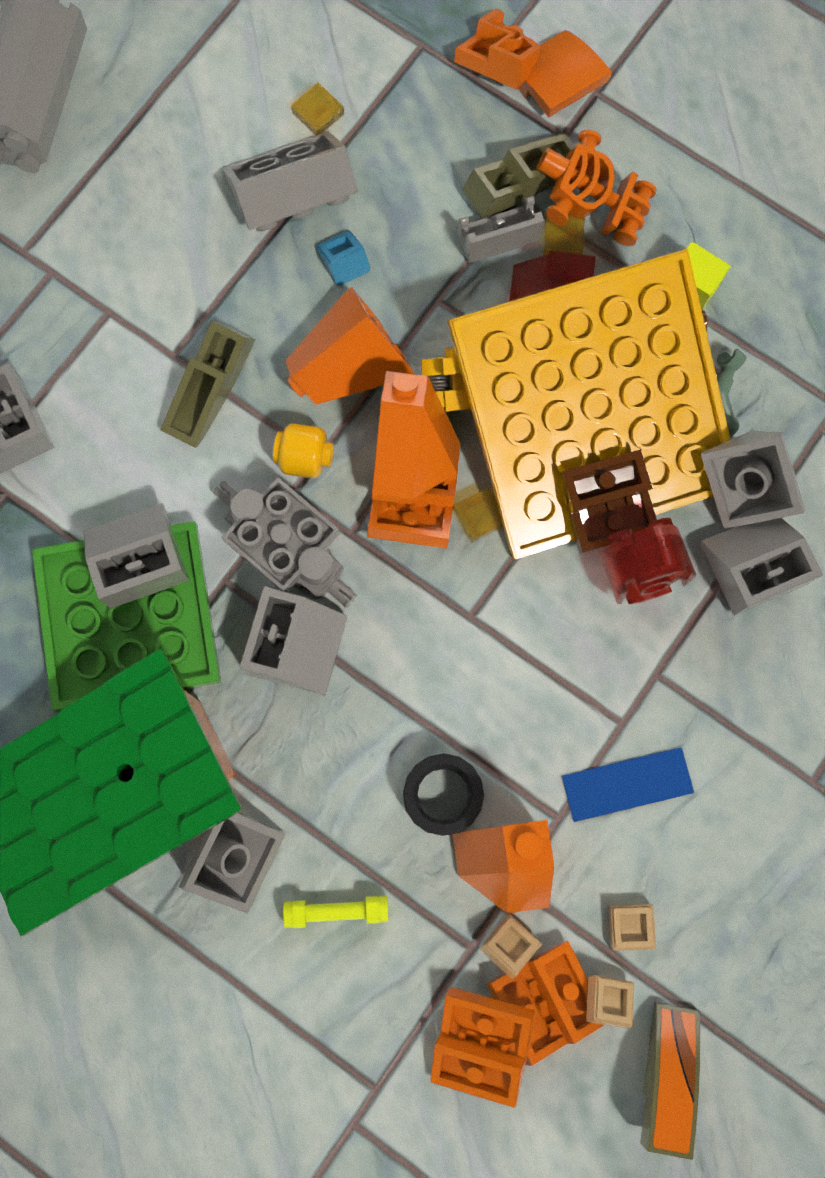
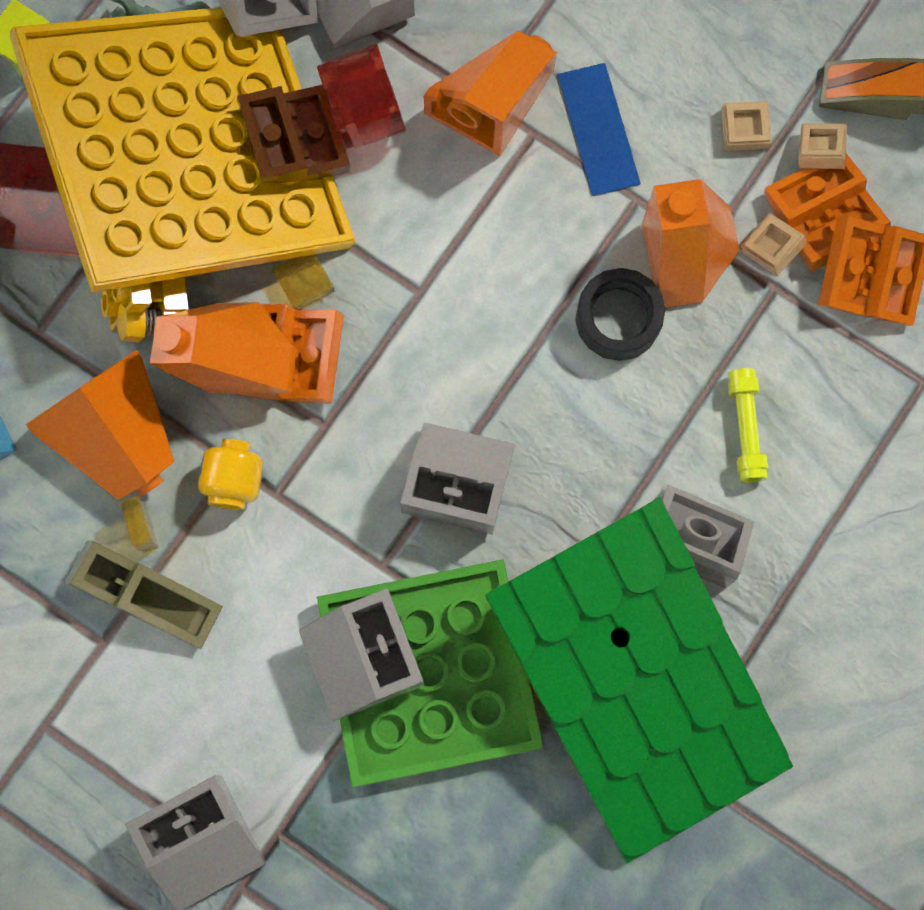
camera: 90 degrees left, 0 degrees up
(265, 379) = (139, 524): none -> clear yellow tile
(284, 539) = (336, 493): light grey piece -> none
(660, 686) = (493, 91): none -> orange slope

